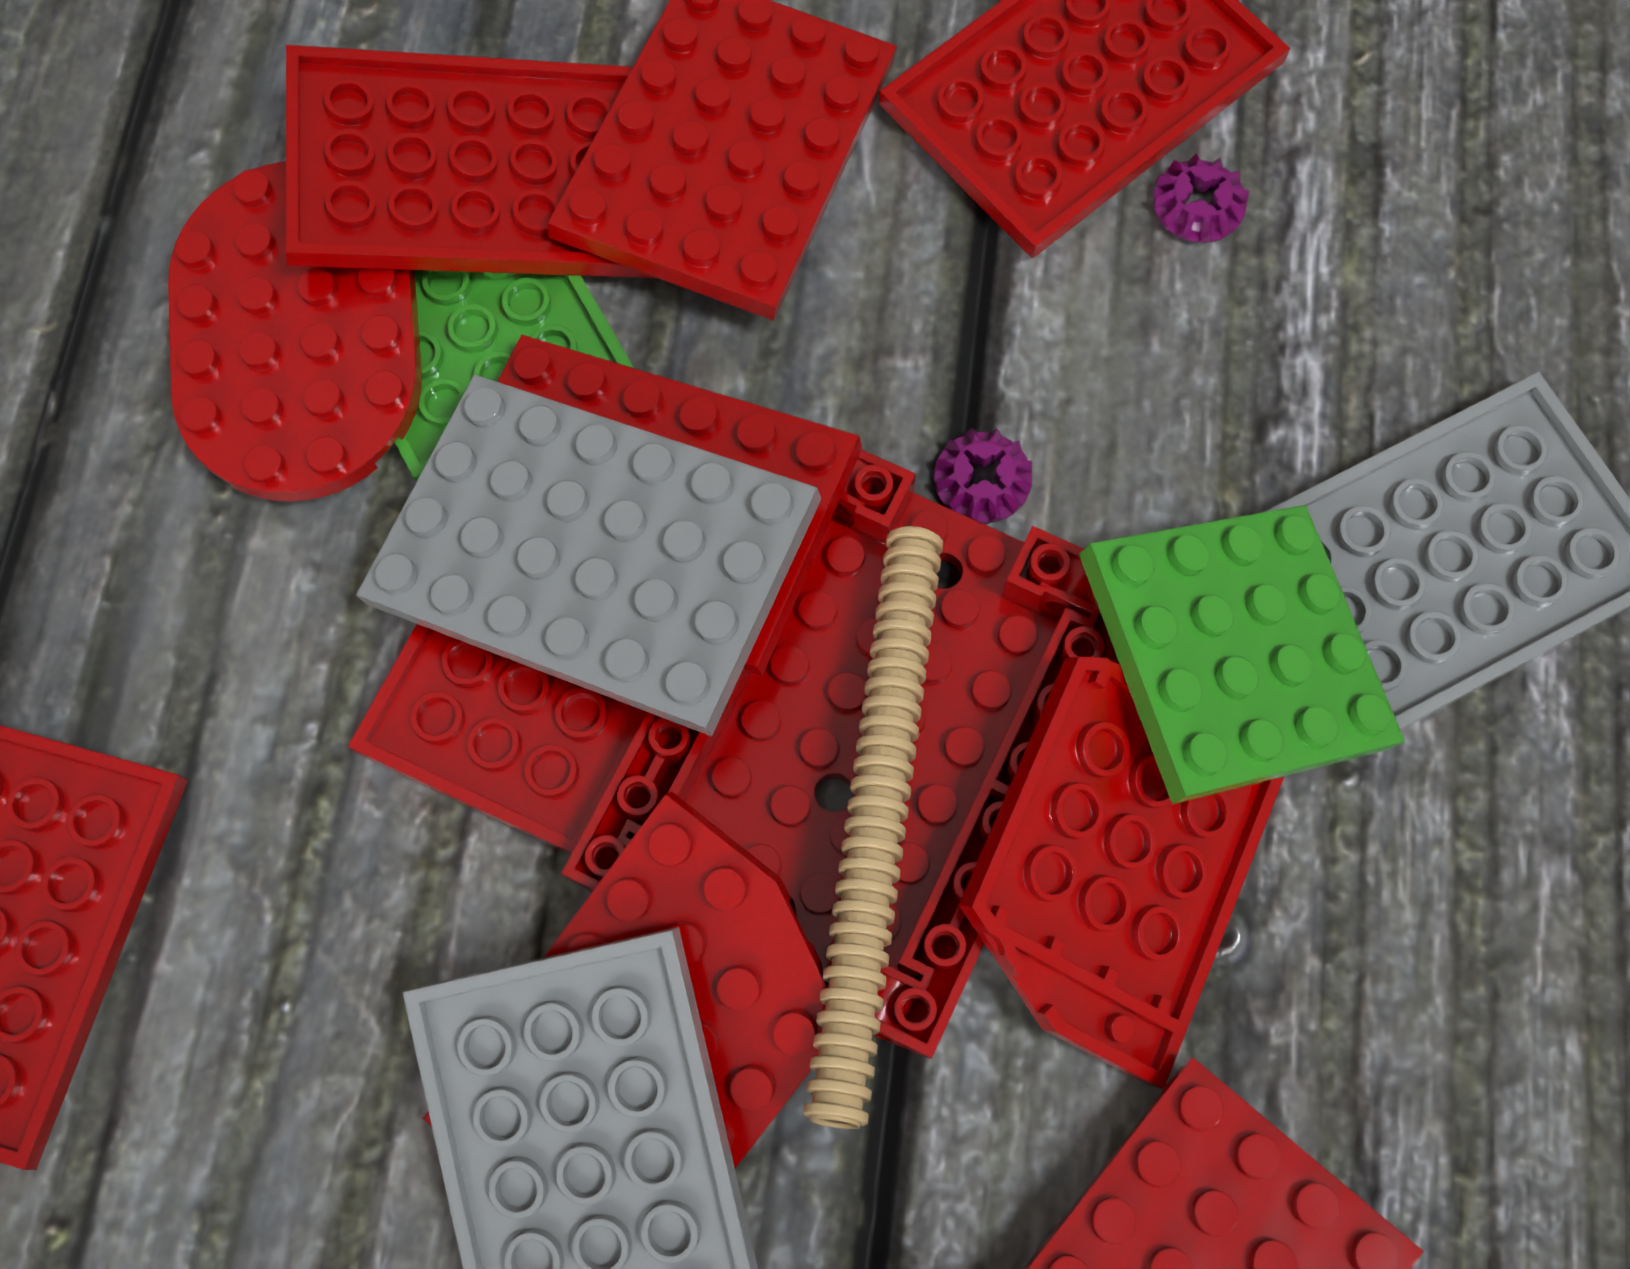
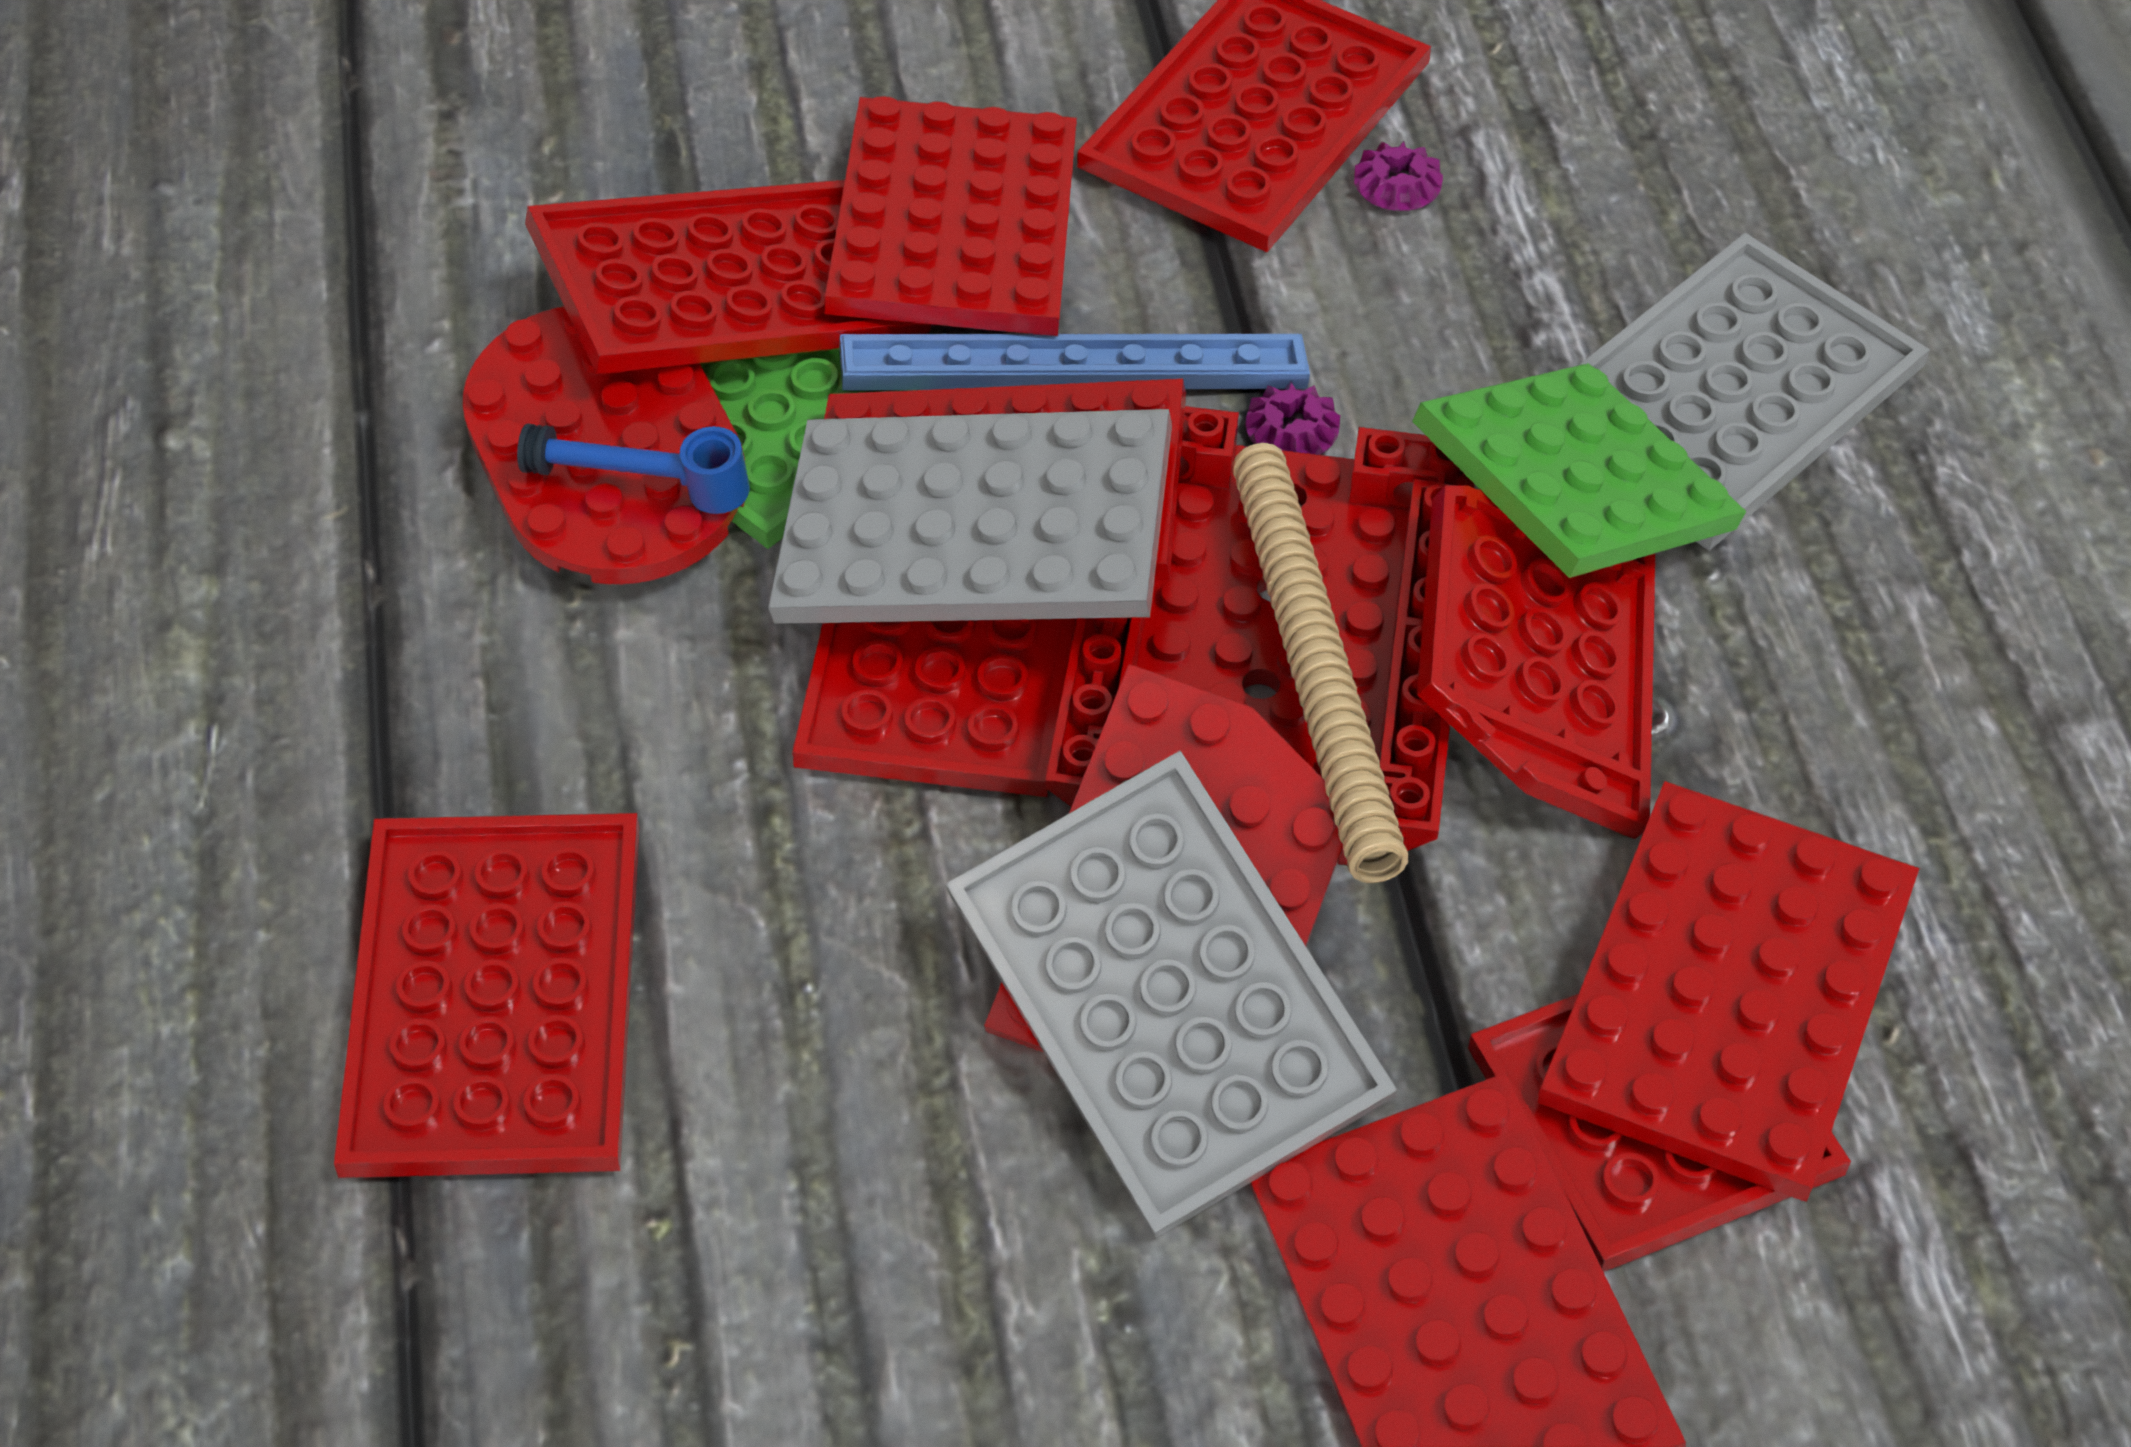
camera: 20 degrees left, 20 degrees down
(209, 340) = (708, 462): none -> blue piece
(786, 349) = (1036, 359): none -> medium blue tile

